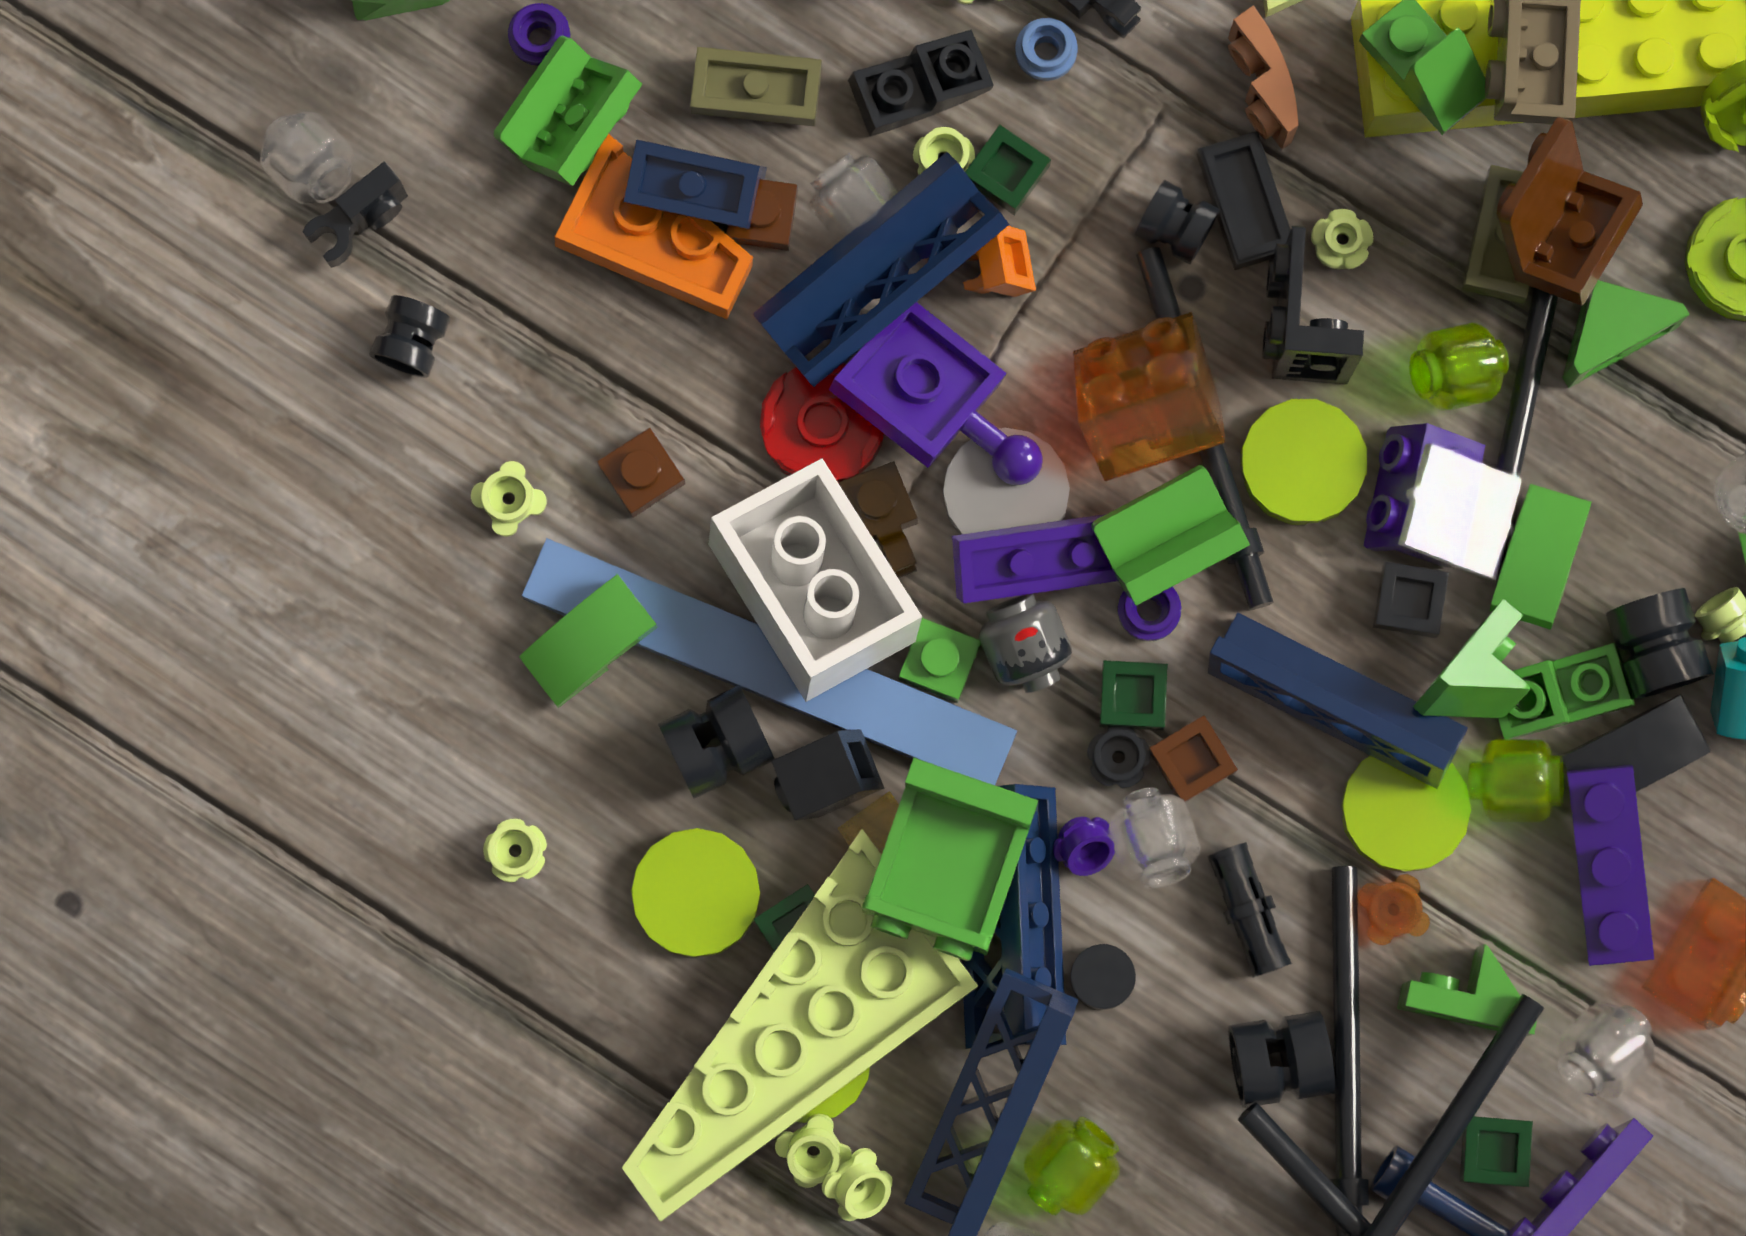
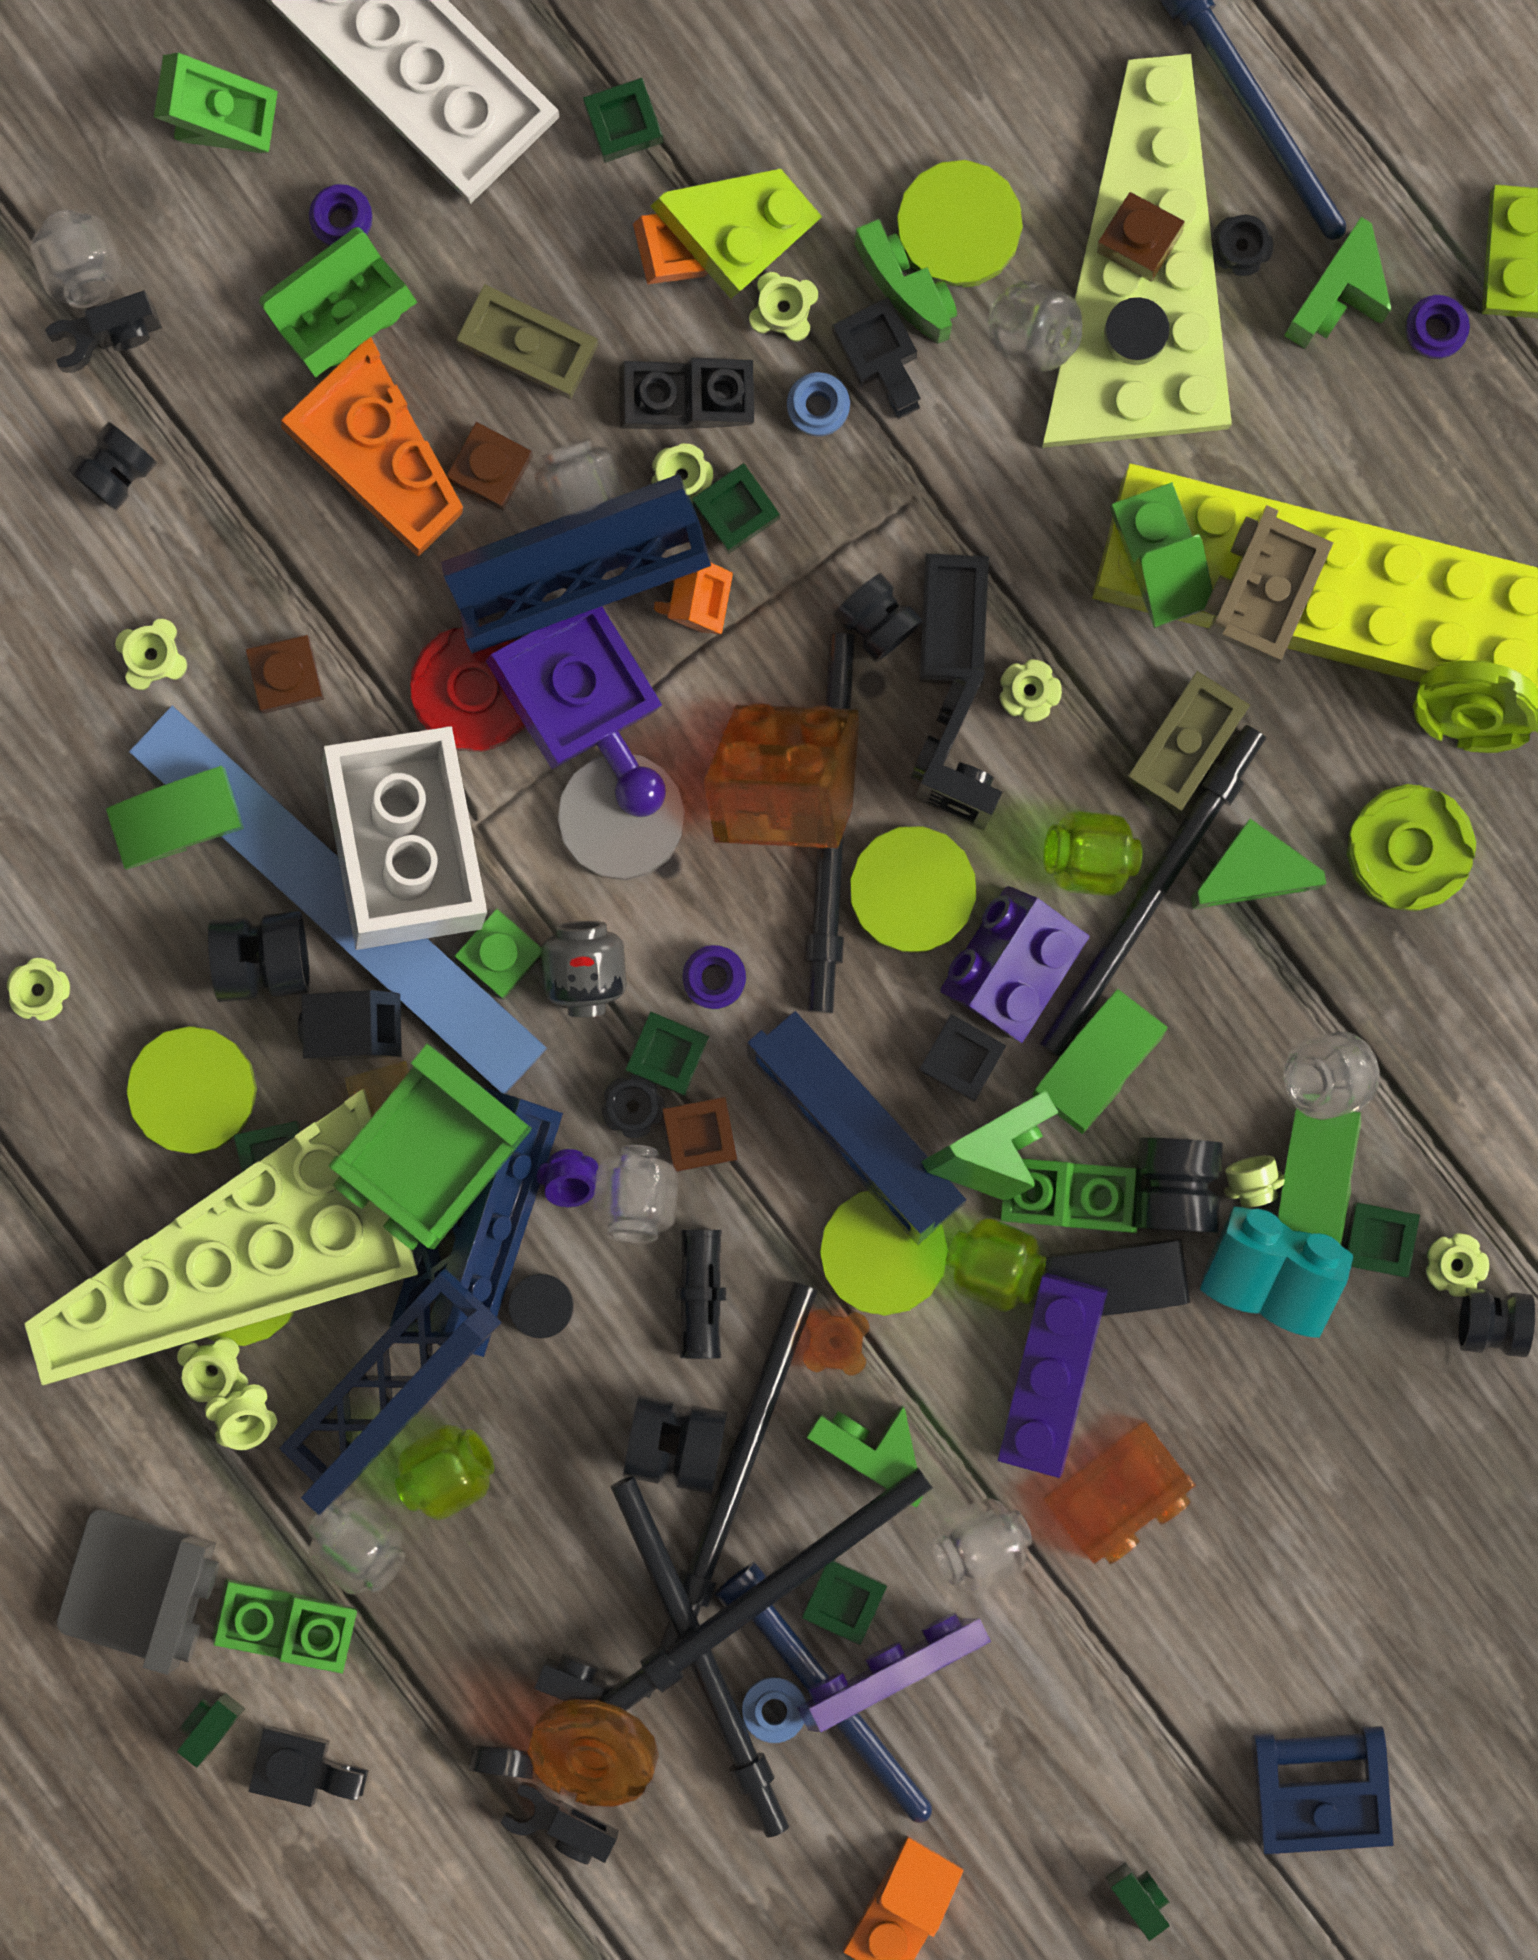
camera: 15 degrees right, 5 degrees up
(693, 183) = (431, 414): dark blue panel -> none
(885, 511) = (496, 790): dark brown plate -> none
(1029, 560) = (635, 894): dark purple plate -> none
(1168, 535) = (752, 916): bright green panel -> none
(1271, 95) = (1012, 525): nougat slope -> none
(1460, 511) = (1036, 993): clear piece -> none
(1562, 219) = (1239, 748): reddish brown bracket -> none

